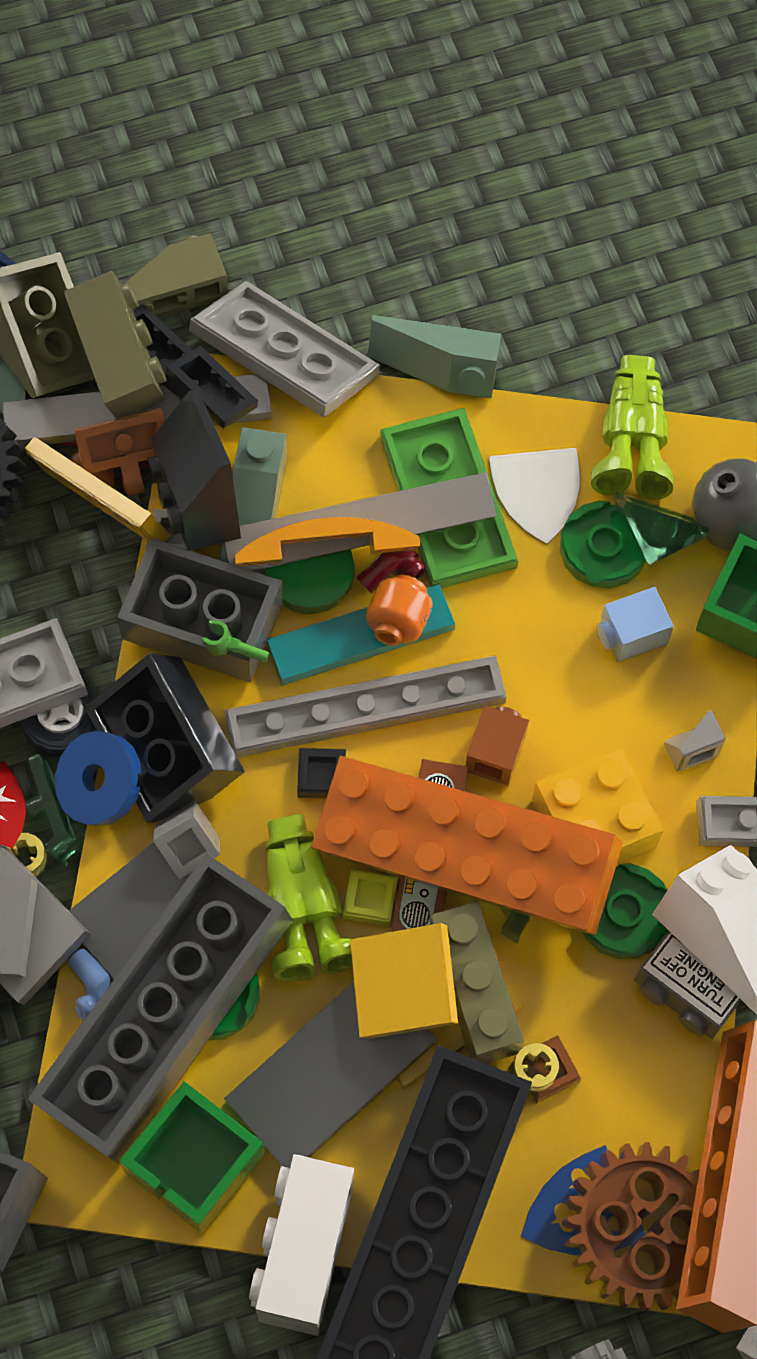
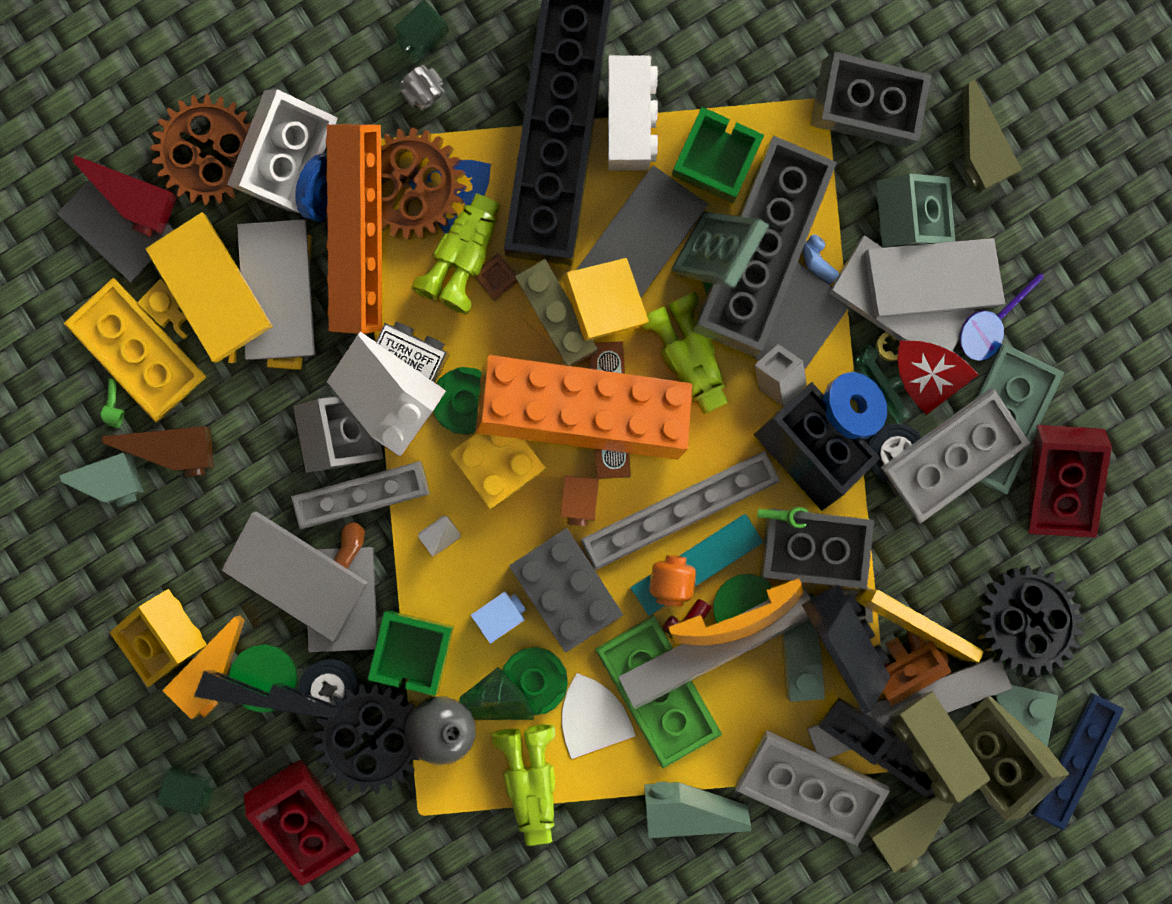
camera: 170 degrees right, 20 degrees up
(227, 1004) = (719, 248): none -> sand green tile
(316, 771) = (701, 452): black tile -> none
(370, 897) = (643, 364): neon yellow tile -> none
(532, 1052) = (500, 260): light yellow bush -> none
(540, 635) = (566, 590): none -> dark grey brick
(586, 1113) = (460, 248): none -> lime piece

